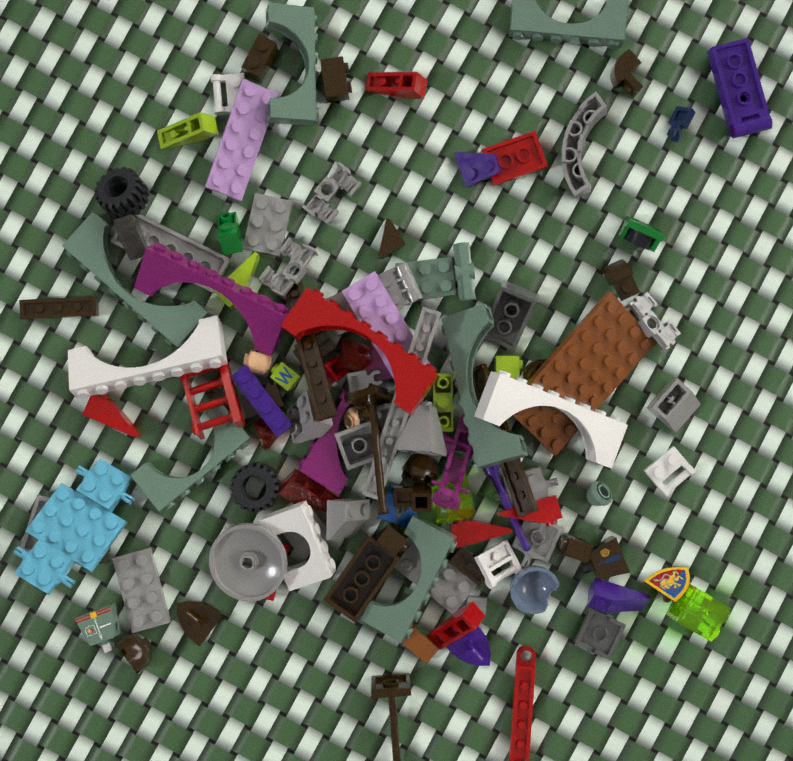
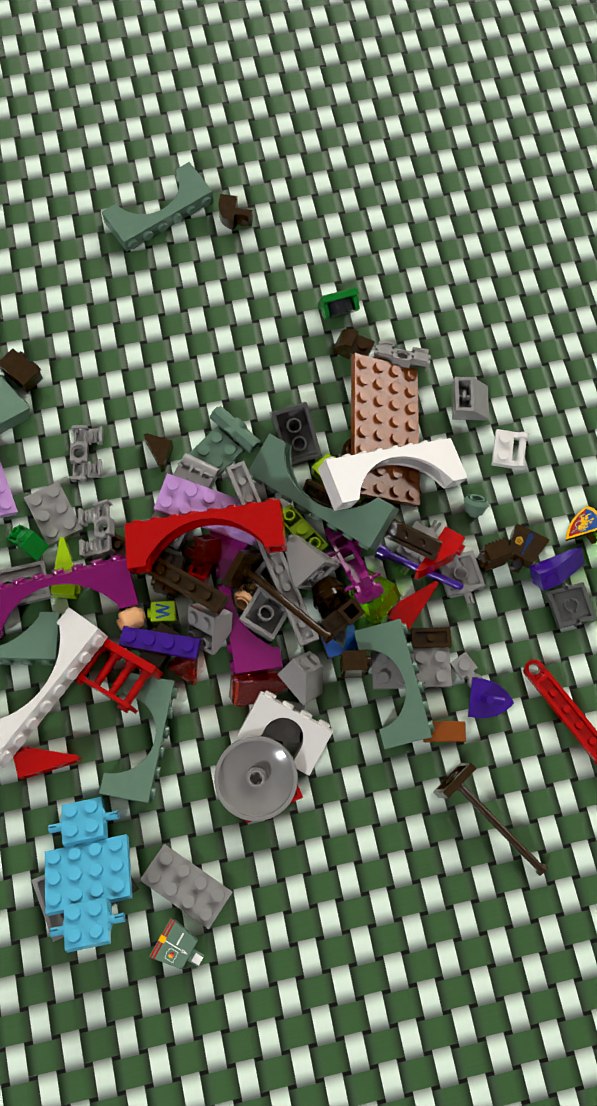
camera: 45 degrees left, 15 degrees down
(135, 651) = (224, 940): dark brown cylinder -> none
(197, 619) = (254, 870): dark brown shield -> none
(239, 491) = (206, 700): black tyre -> none
(361, 380) = (223, 562): light grey plate -> none
(361, 578) = (357, 715): dark brown brick -> none
(397, 84) = (71, 339): red slope -> none
(457, 625) = (462, 689): red slope -> none
(477, 166) = (180, 350): dark purple wing -> none
(495, 558) = (444, 613): white plate -> none
(517, 157) = (202, 325): red plate -> none
(532, 589) = (491, 610): sand blue cylinder -> none
(575, 135) = (230, 261): light grey brick -> none
(680, 120) = (297, 213): dark blue plate -> none
(738, 78) = (319, 165): dark purple hinge -> none

